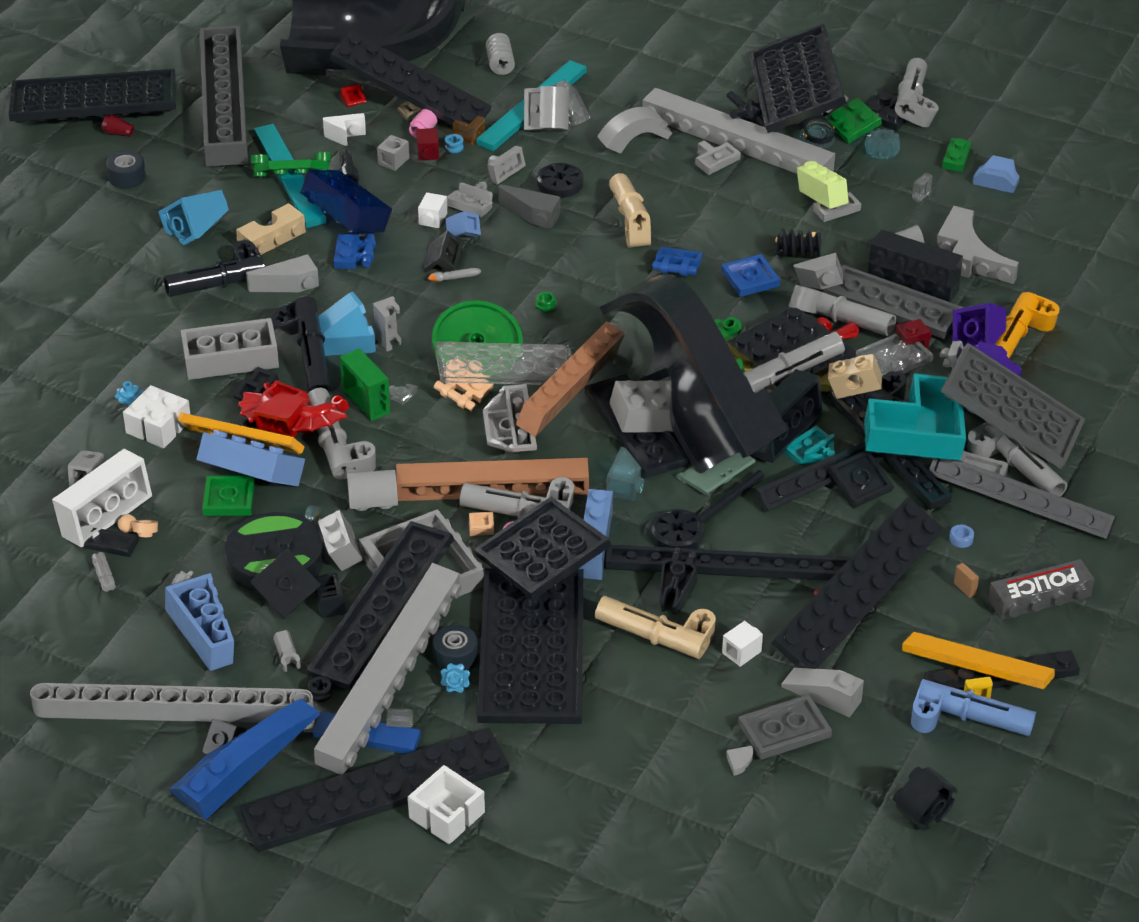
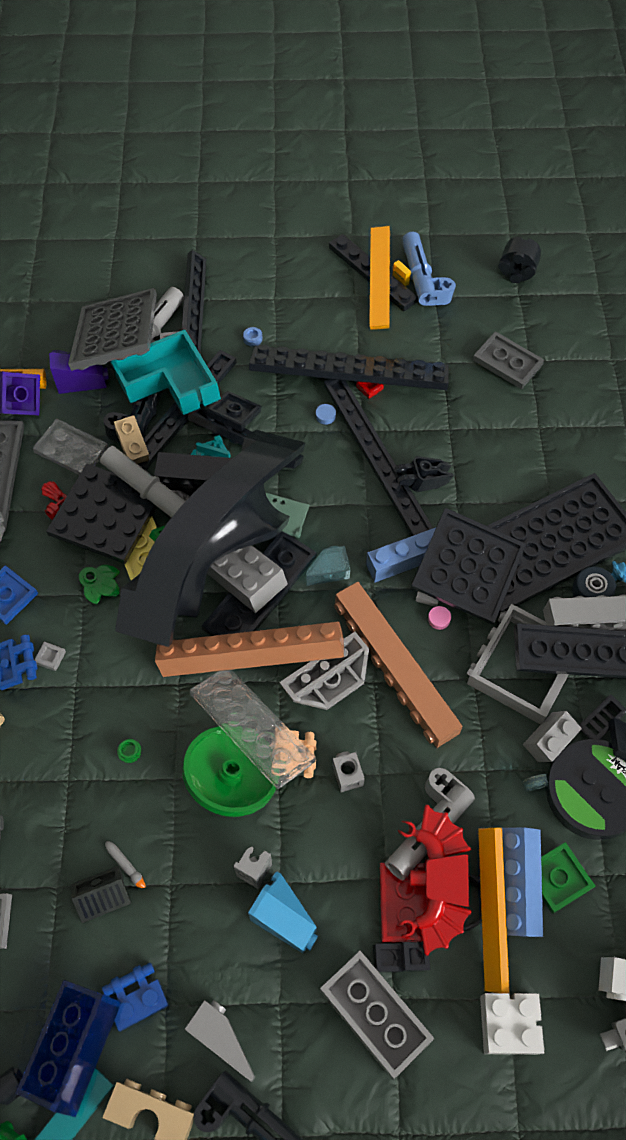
camera: 120 degrees left, 20 degrees up
(128, 393) = (494, 1086): dark azure plant -> none
(302, 318) = (327, 925): black piece -> none
(363, 383) = (353, 834): green window -> none
(372, 489) = (470, 753): light grey brick -> none
(402, 393) = (326, 810): clear tile -> none
(420, 411) = (348, 781): none -> light grey brick
(432, 210) = (31, 946): white brick -> none
(464, 224) = (45, 897): medium blue panel -> none
(481, 523) = (445, 649): light nougat tile -> none
(512, 502) = (412, 621): light grey piece -> none
(658, 629) = (478, 464): tan piece -> none
(677, 529) = (363, 517): black wheel -> none
(731, 496) = (304, 490): black bar -> none
(739, 759) = (551, 374): light grey tile -> none
(742, 643) = (452, 411): white brick -> none
(813, 547) = (325, 414): none -> medium blue tile
(827, 687) = (458, 351): light grey slope -> none
(842, 310) = (27, 525): light grey piece -> none
(914, 332) = (36, 438): dark red bracket -> none
(952, 353) = (50, 404): light grey tile -> none
(966, 580) = (302, 313): medium nougat tile -> none
(1041, 589) = (284, 272): flat silver brick -> none

